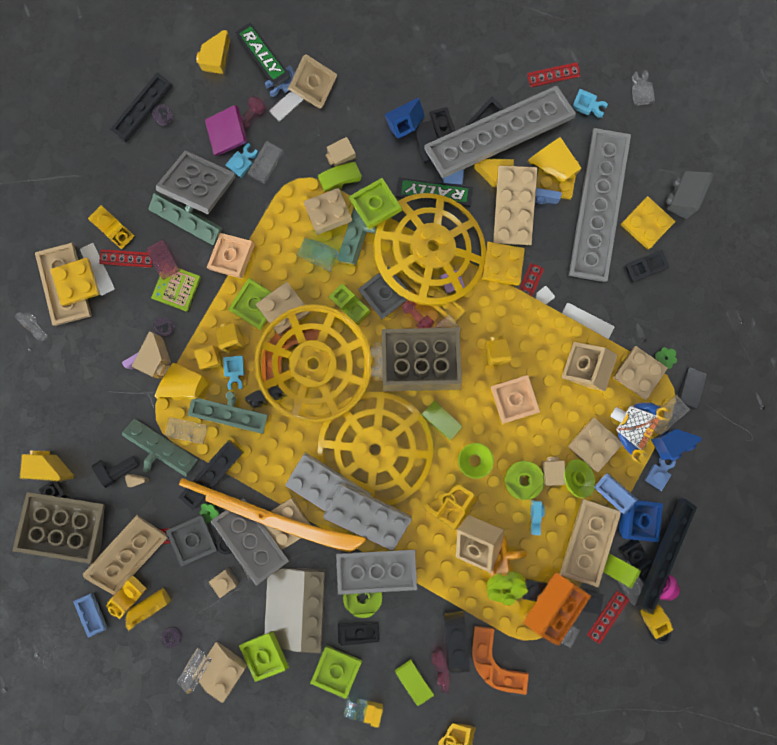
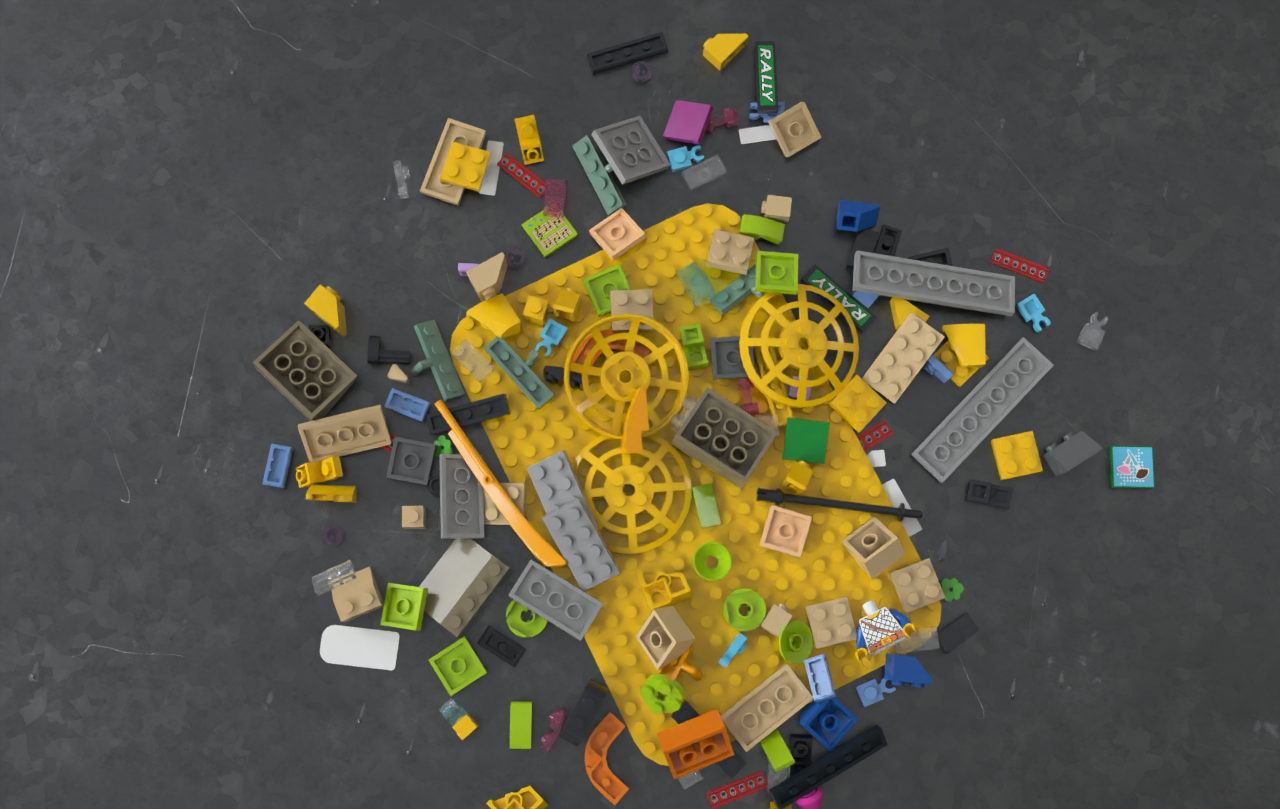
camera: 30 degrees right, 5 degrees down
(159, 498) = (407, 405): none -> medium blue plate
(251, 708) = (359, 647): none -> white sticker
(345, 395) = (635, 422): none -> light orange slope
(483, 319) = (805, 440): none -> green tile
(492, 375) = (778, 497): none -> black bar
(738, 173) = (1131, 467): none -> tile

